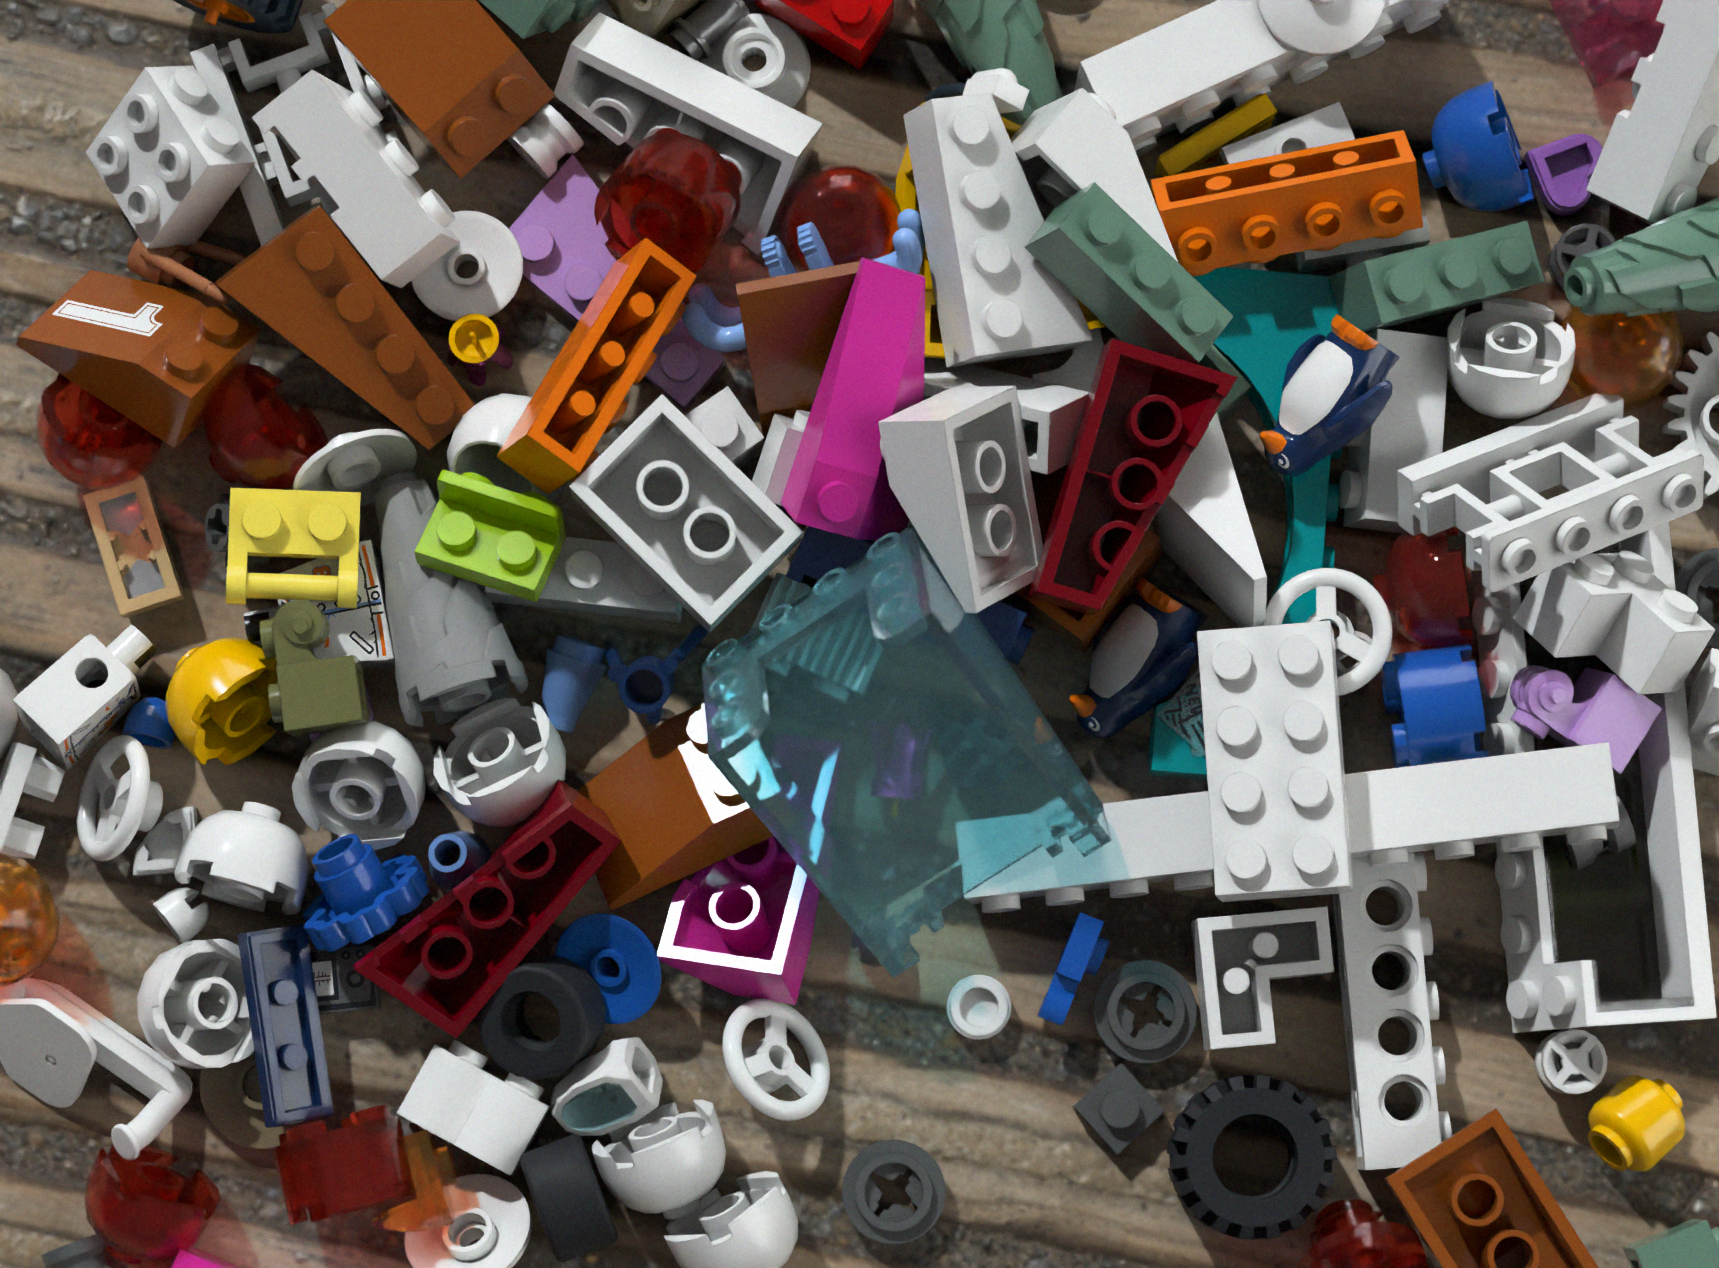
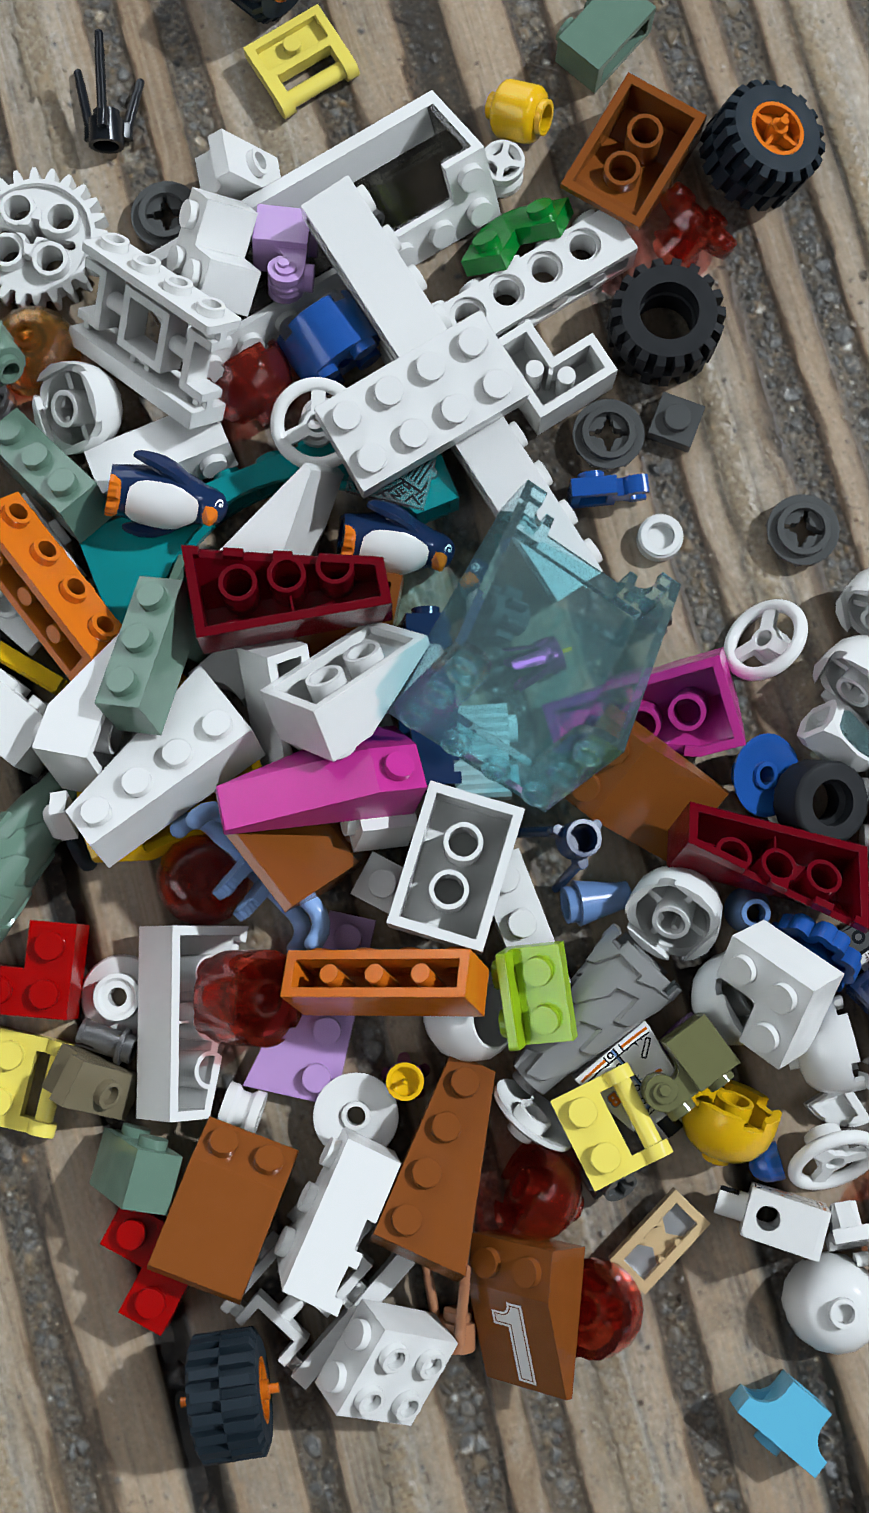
camera: 115 degrees left, 0 degrees up
(342, 828) = (788, 989): none -> white brick
(1478, 1023) = (501, 238): none -> green plate

